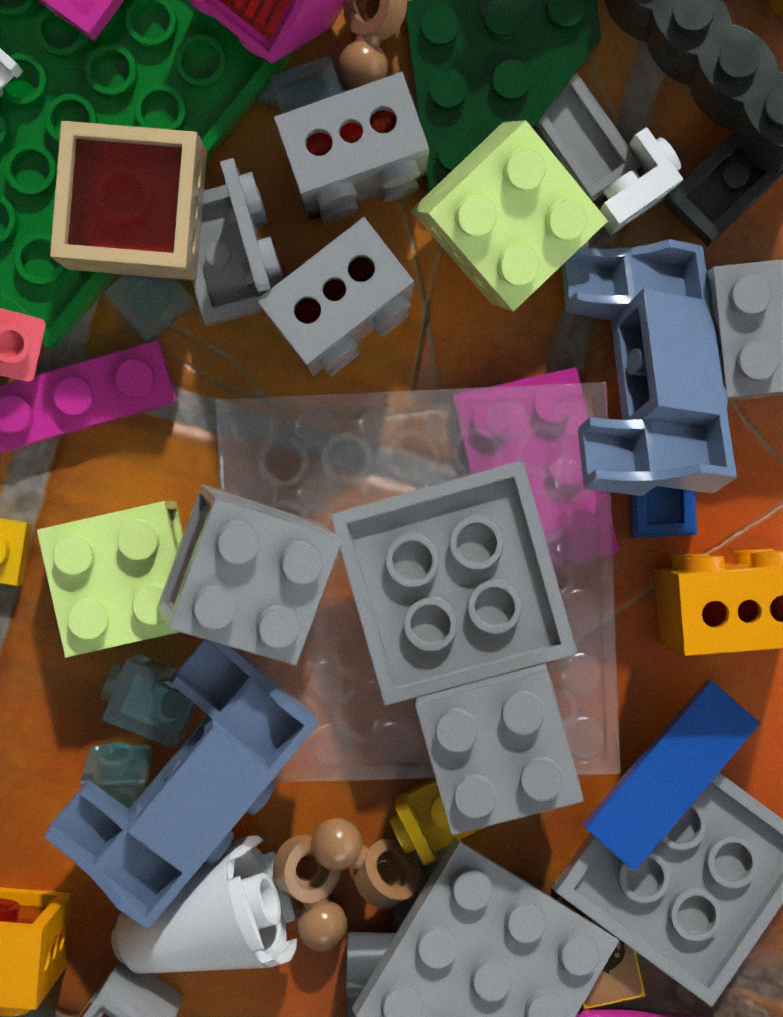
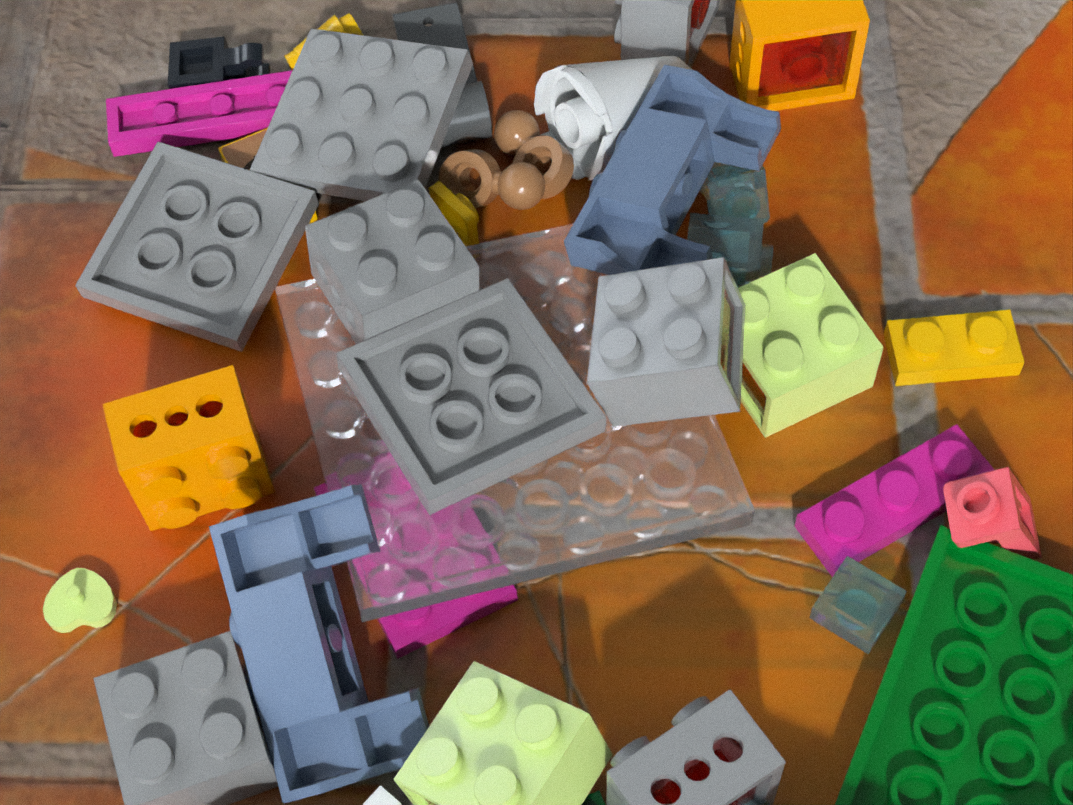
camera: 170 degrees right, 30 degrees down
(128, 200) = (910, 657): piece -> none
(232, 259) = (793, 664): light grey bracket -> none
(340, 299) = (659, 626): light grey piece -> none
(670, 774) = (227, 300): blue tile -> none

